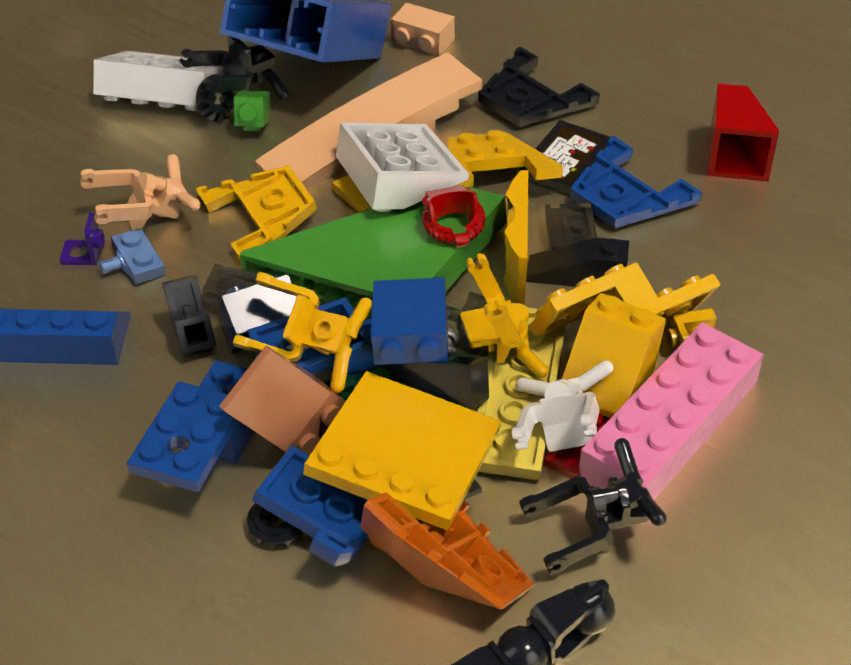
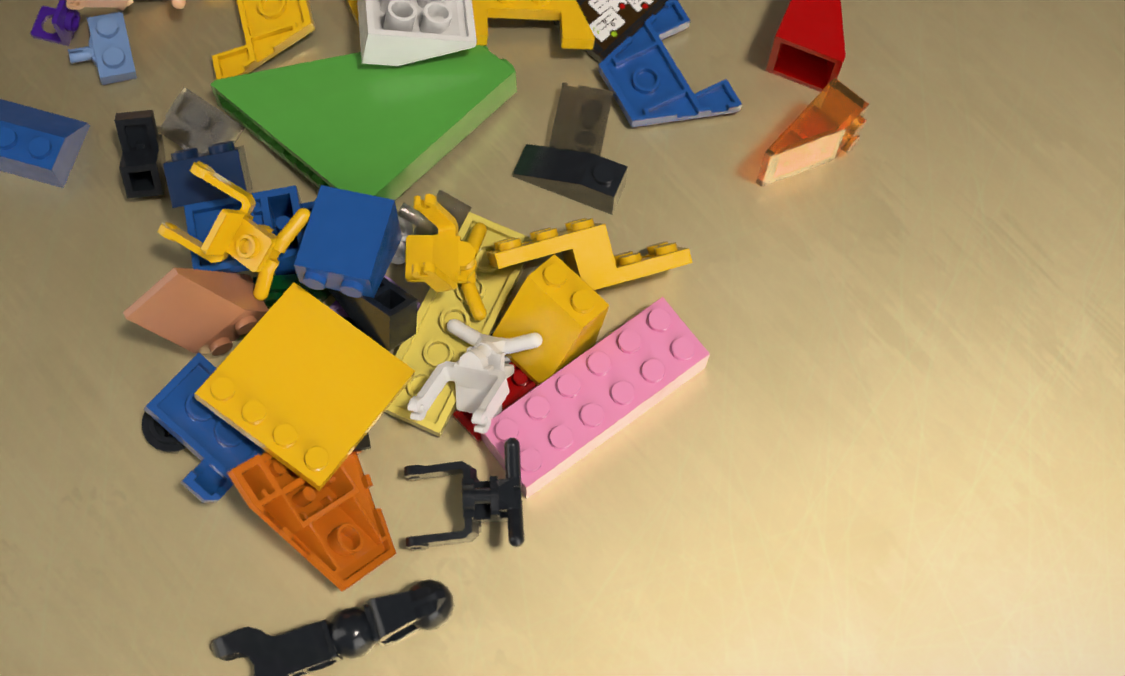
camera: 10 degrees right, 25 degrees up
(193, 423) = (100, 303): blue bracket -> none
(448, 201) = (437, 73): red piece -> none
(517, 237) = (512, 125): yellow slope -> none
(685, 323) = (652, 289): yellow bracket -> none
(776, 194) = (816, 135): none -> clear orange slope

